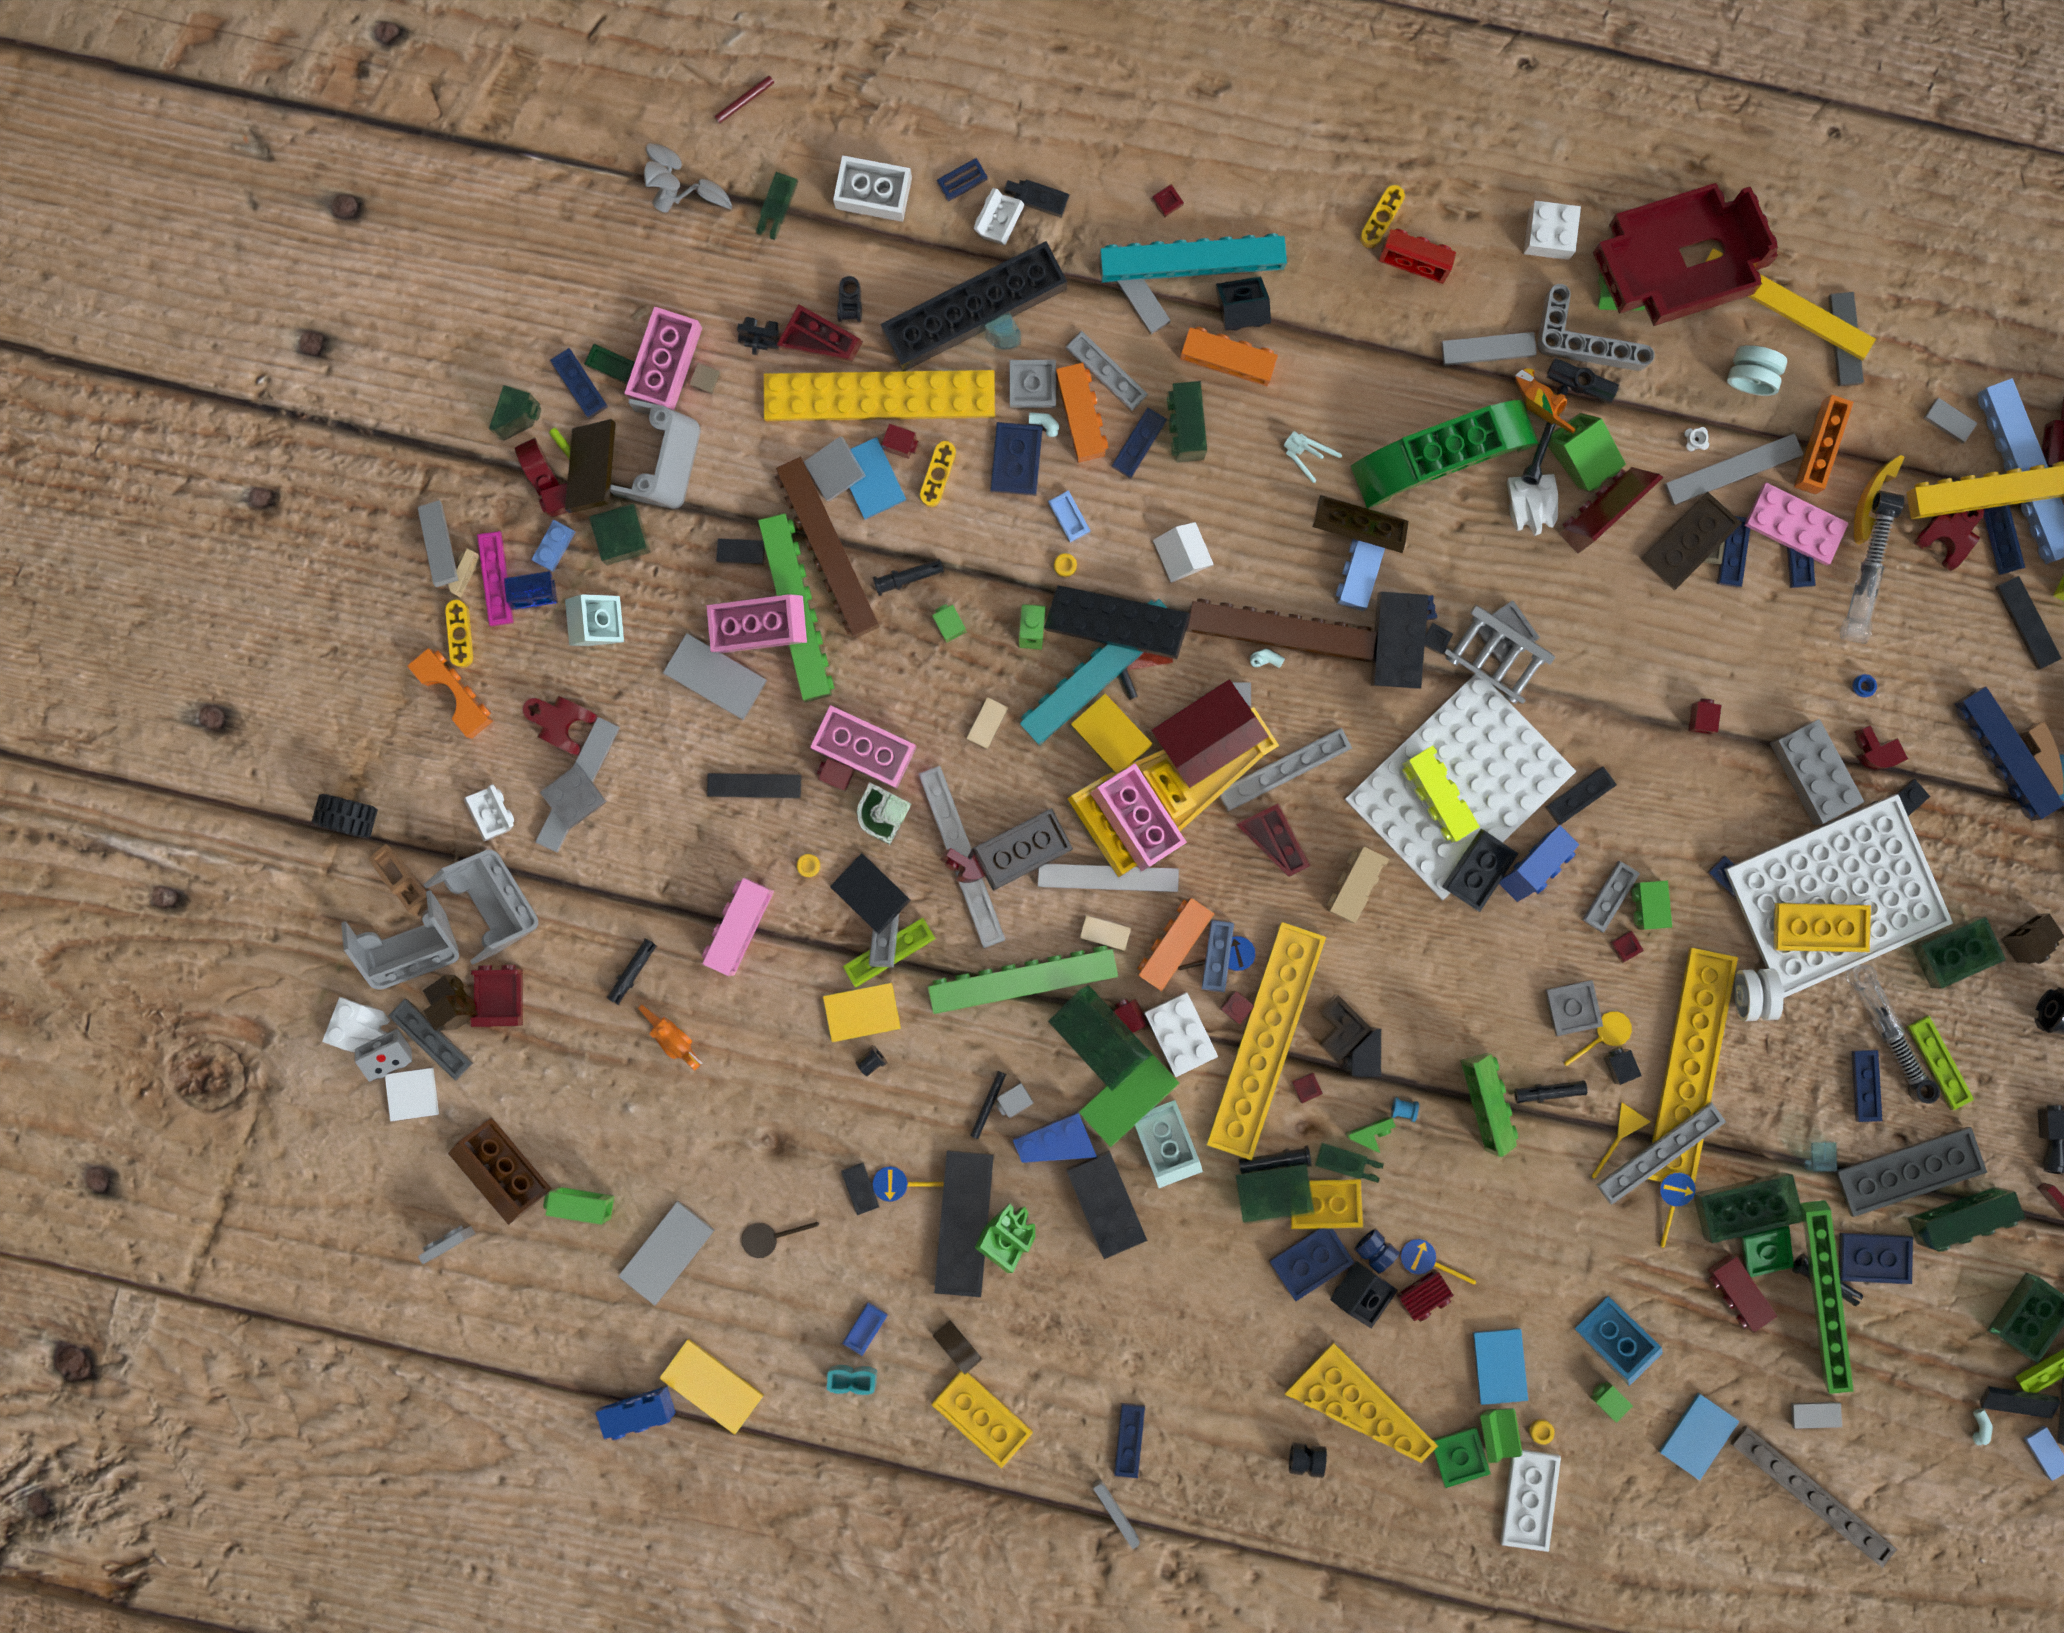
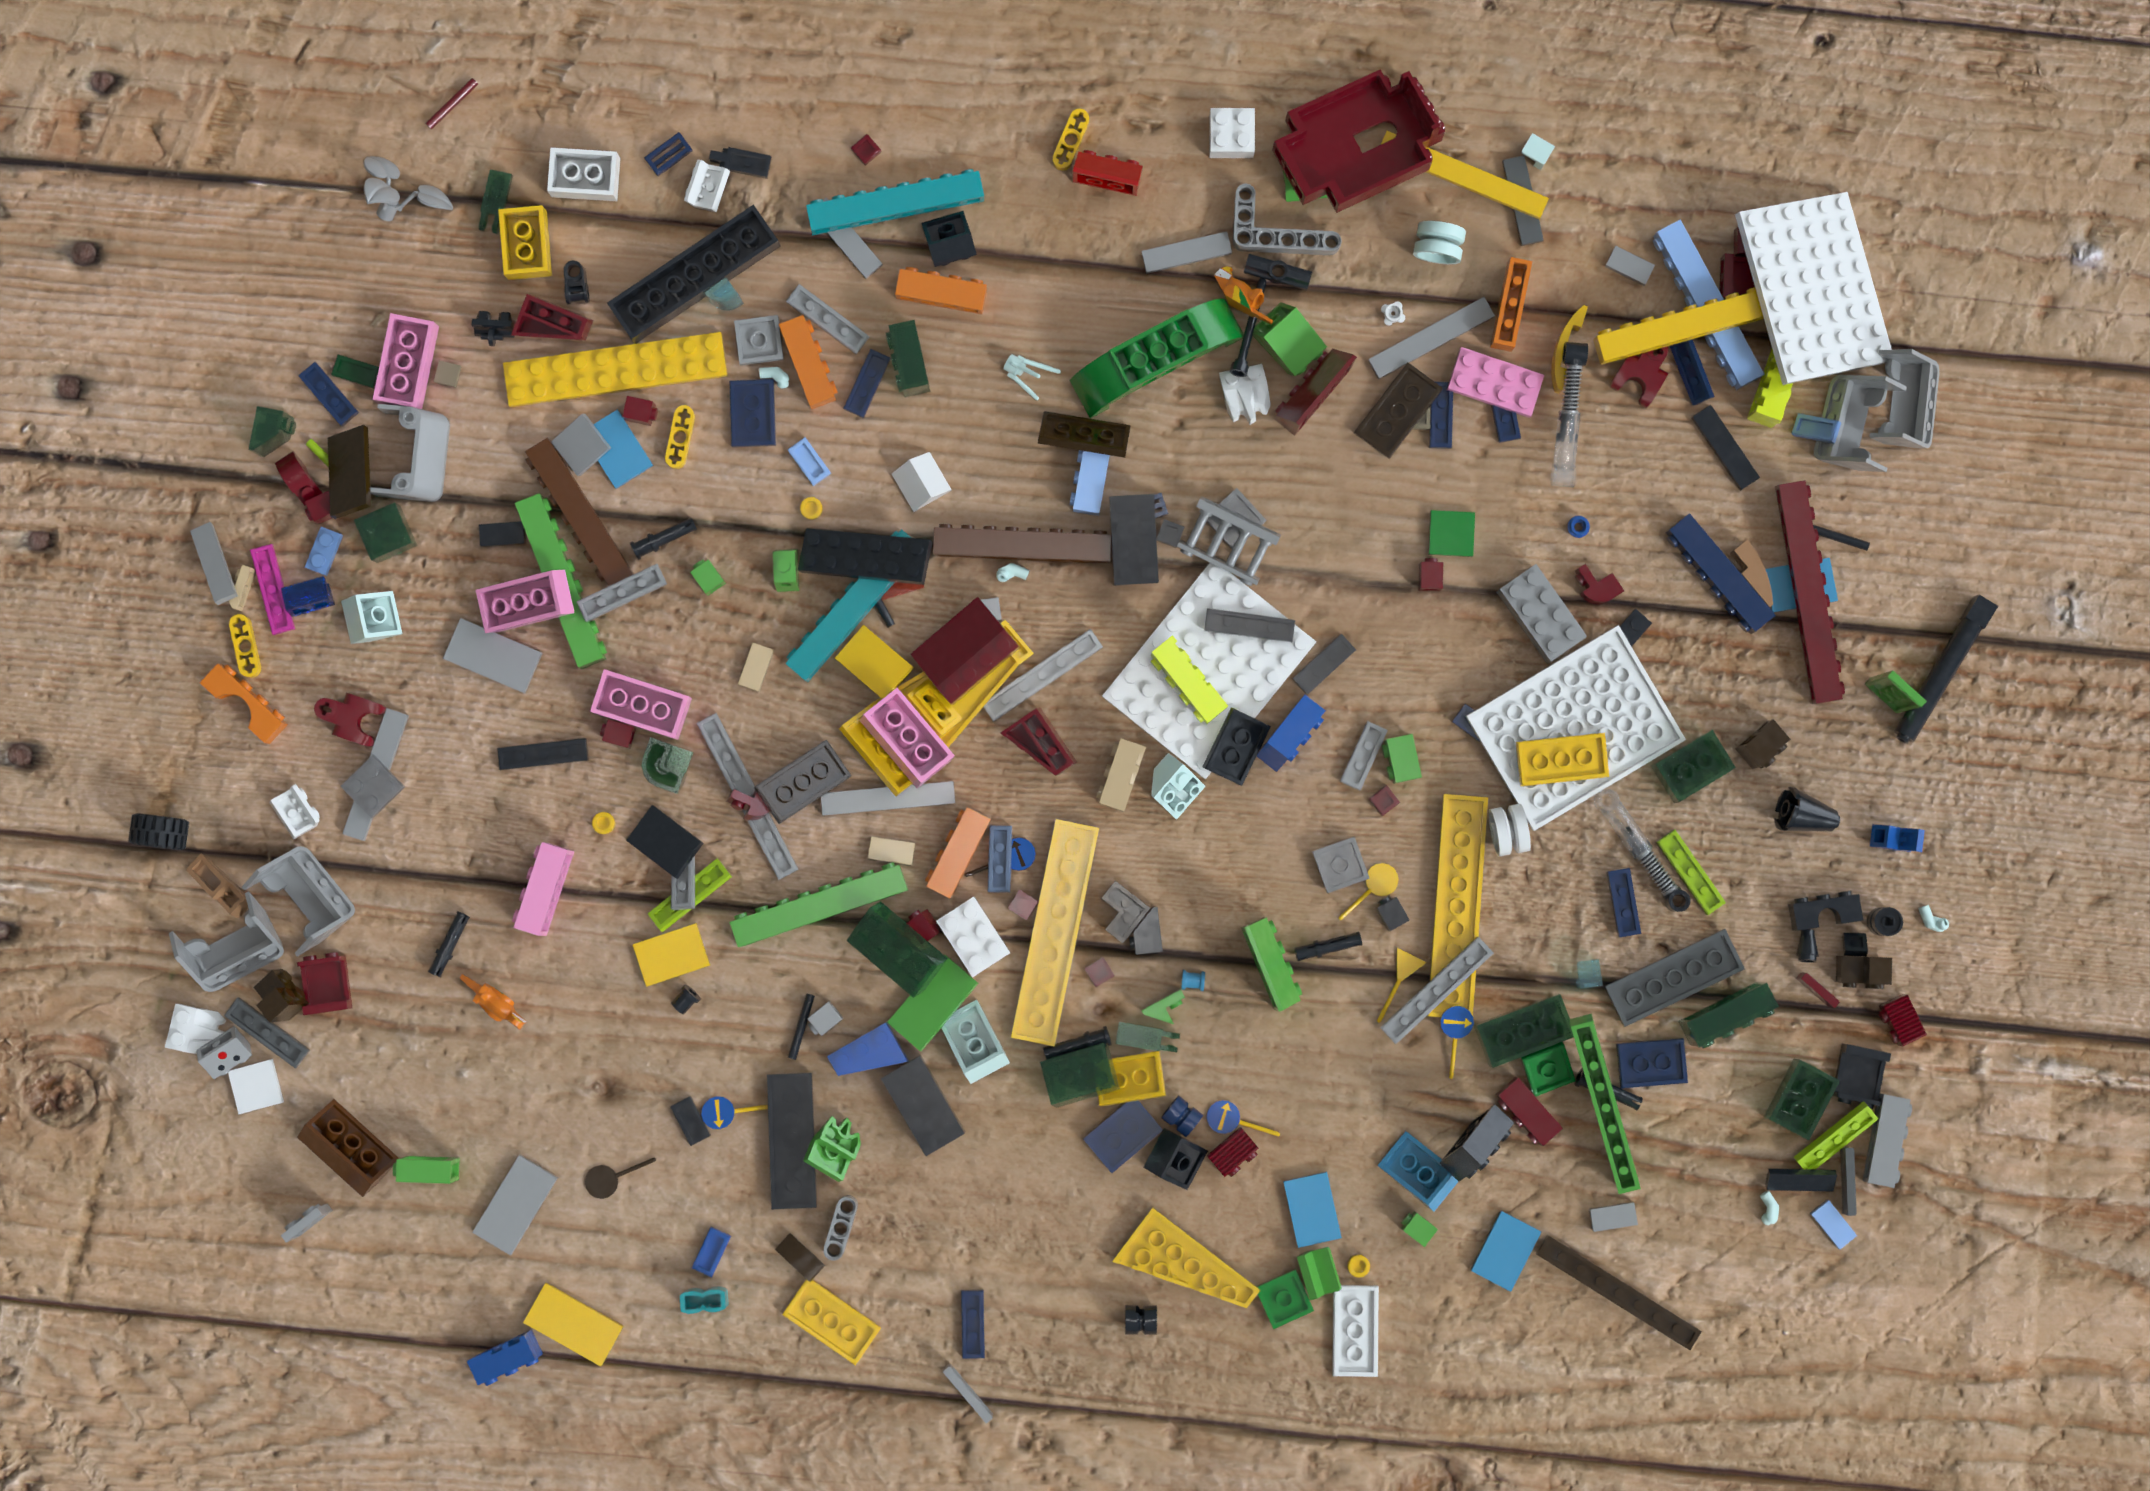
camera: 10 degrees left, 0 degrees up
(803, 251) = (525, 242): none -> yellow brick
(858, 627) = (621, 592): none -> light grey tile
(996, 1330) = (837, 1238): none -> light grey beam
(1411, 902) = (1174, 785): none -> light aqua slope
(1509, 745) = (1249, 625): none -> black tile
(1687, 1321) = (1477, 1143): none -> brick
(1731, 676) = (1451, 533): none -> green tile
(1870, 287) = (1537, 150): none -> light aqua panel

